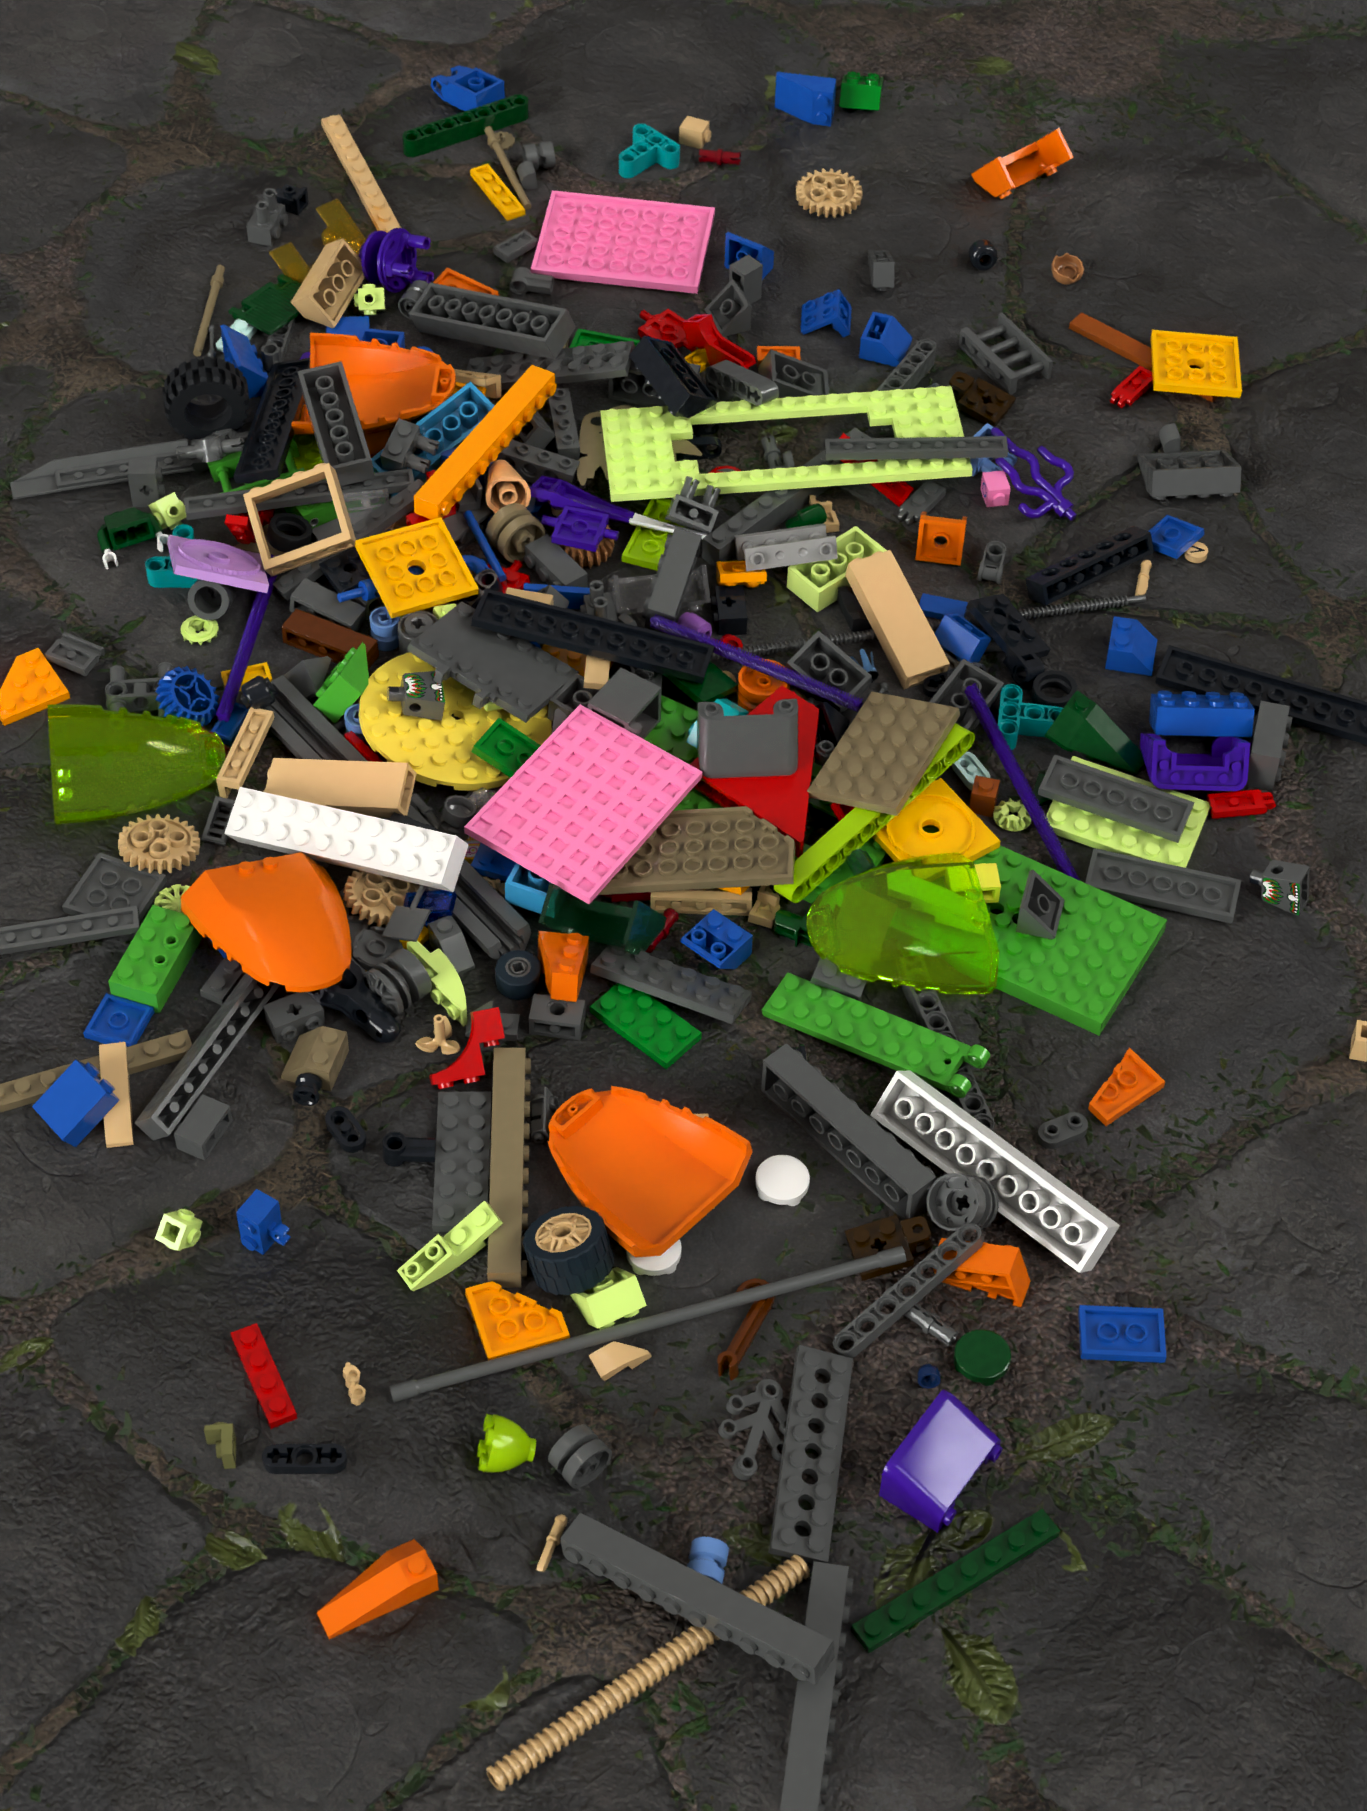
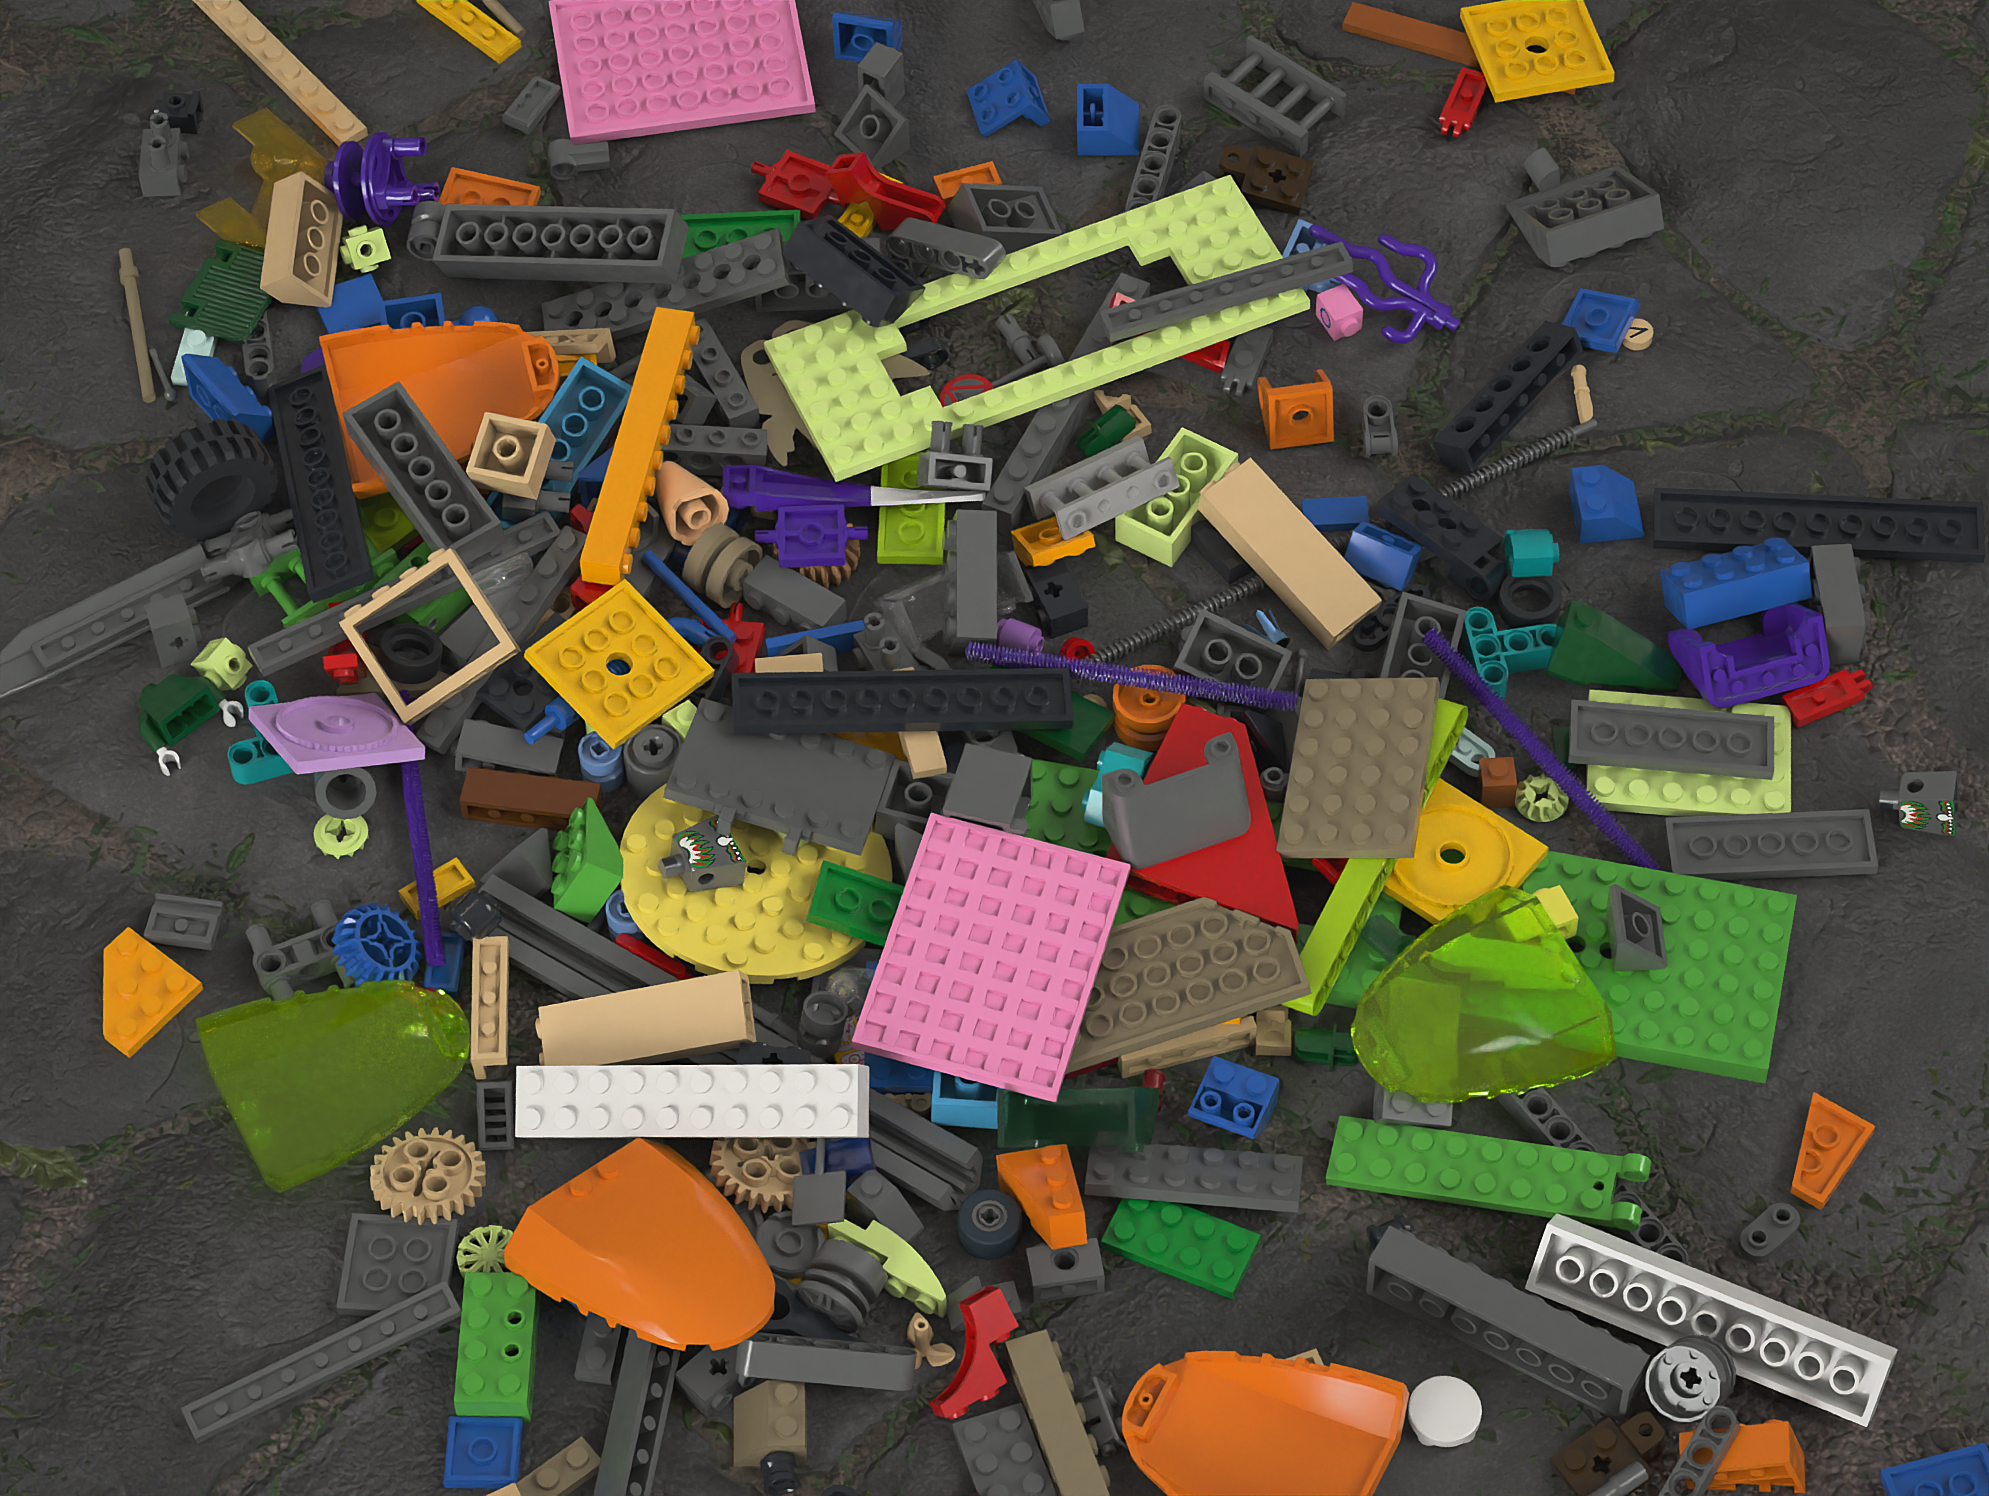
camera: 15 degrees left, 5 degrees up
(365, 1024) = (826, 1361): none -> dark grey beam
(393, 421) = (510, 455): none -> tan brick
(1064, 660) = (1530, 552): none -> teal brick

